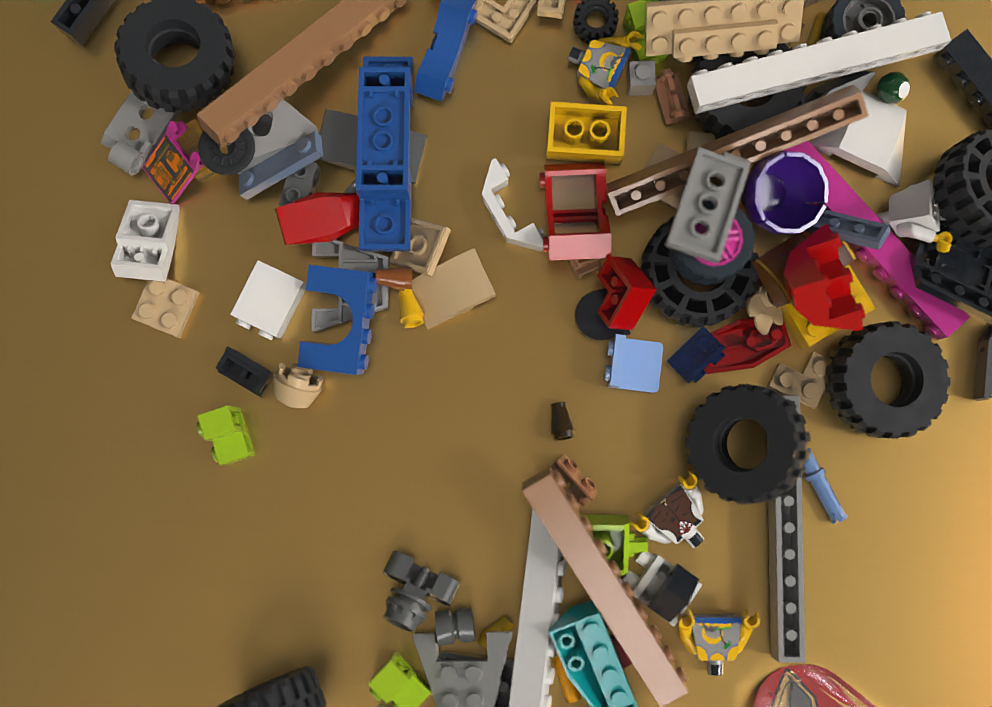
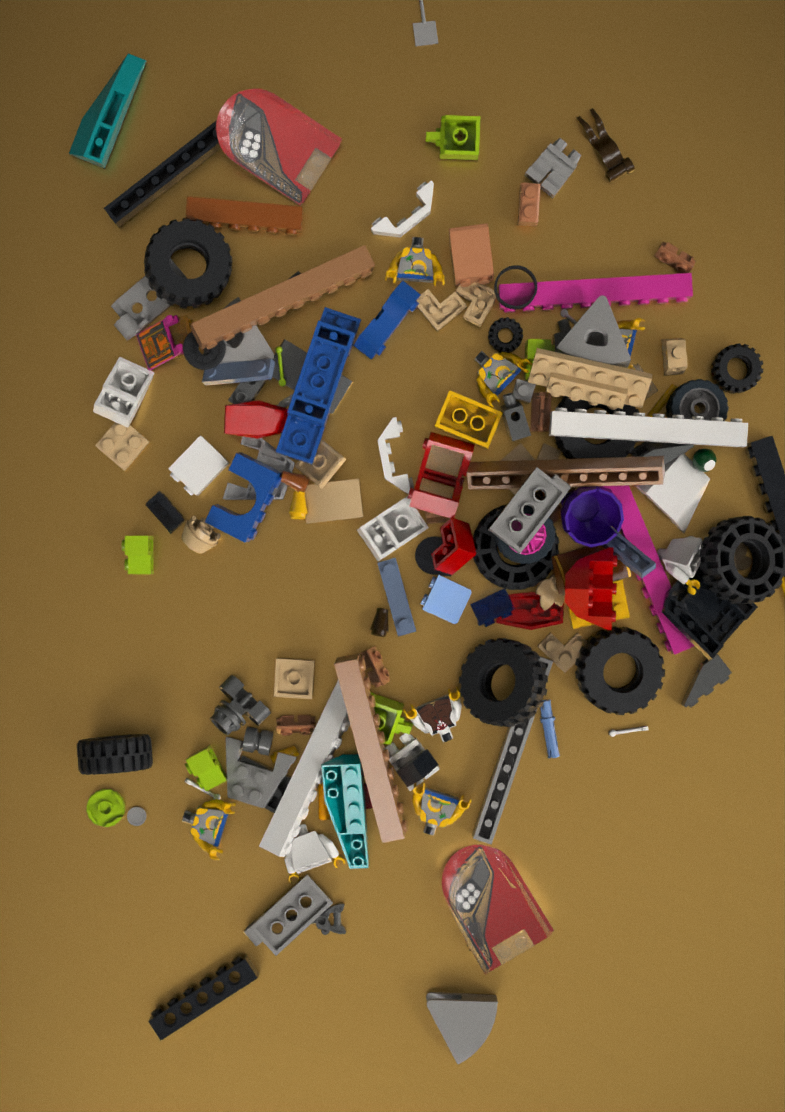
camera: 15 degrees right, 5 degrees up
(339, 161) = (282, 382): none -> lime hinge
(475, 529) = (294, 678): none -> tan plate
(506, 587) = (288, 726): none -> nougat hinge
(536, 299) = (392, 529): none -> white slope
(570, 382) = (396, 597): none -> sand blue plate
(649, 115) = (515, 424): none -> dark grey torso
(902, 464) = (612, 732): none -> white hinge

